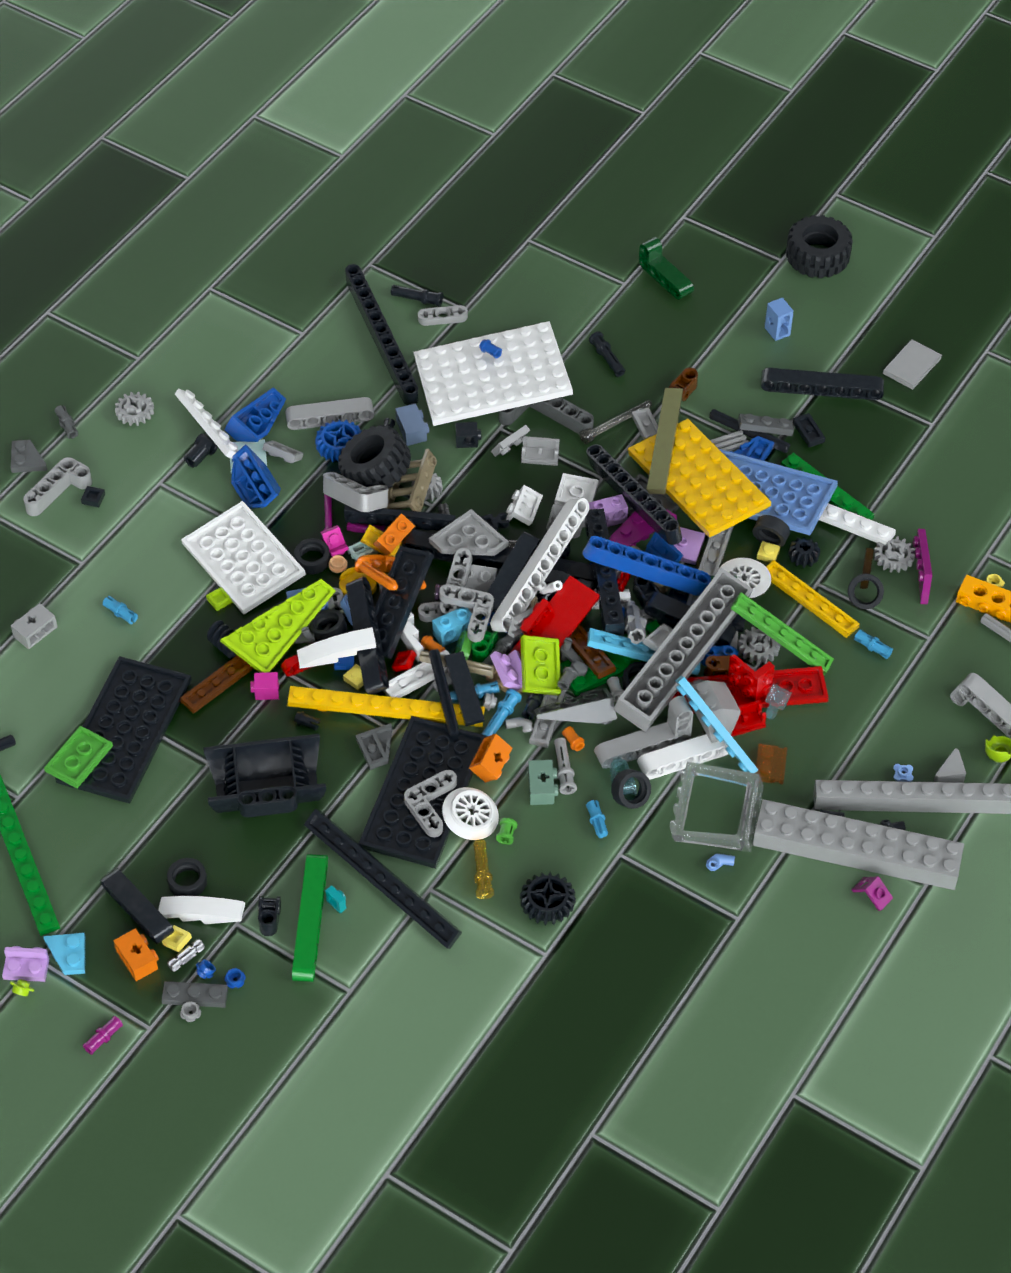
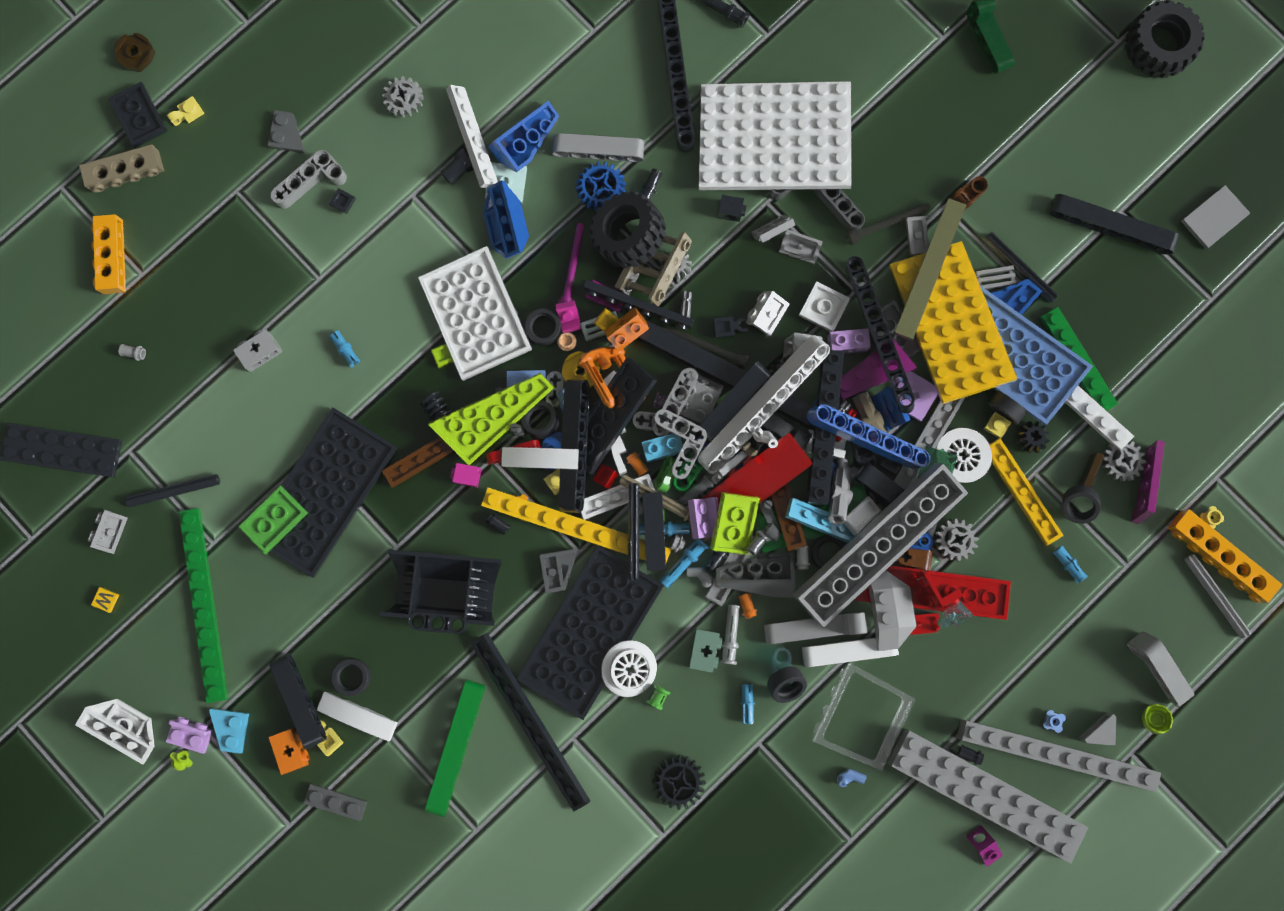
camera: 15 degrees right, 30 degrees up
(66, 421) = (332, 97): dark grey pin -> none
(102, 1035) = (244, 827): magenta pin -> none
(186, 955) = (334, 759): axle -> none
(186, 1008) = (322, 821): light grey plate -> none
(205, 969) = (350, 777): blue plate -> none
(235, 973) = (369, 795): blue plate -> none
(269, 911) = (418, 733): black piece -> none
(277, 449) = (541, 186): light grey plate -> none
(336, 898) = (483, 734): teal plate -> none
(354, 494) = (602, 280): light grey beam -> none
(411, 424) = (677, 181): sand blue brick -> none
(422, 802) = (585, 652): light grey beam -> none
(448, 310) = (756, 47): light grey beam -> none
(471, 533) = (701, 348): light grey plate -> none
(483, 876) = (625, 743): clear yellow pin -> none
(488, 347) = (779, 108): blue pin -> none
(490, 758) = (661, 614): orange brick -> none
(604, 348) = (898, 125): black pin -> none
(709, 718) = (888, 649): medium azure plate -> none
(765, 424) = (1039, 266): dark grey plate -> none
(771, 763) = (929, 678): clear orange plate -> none
(778, 319) = (1093, 131): medium blue brick -> none
(781, 632) = (981, 542): bright green tile -> none
(808, 430) = (1082, 281): black plate -> none
(898, 825) = (1022, 781): black arm -> none

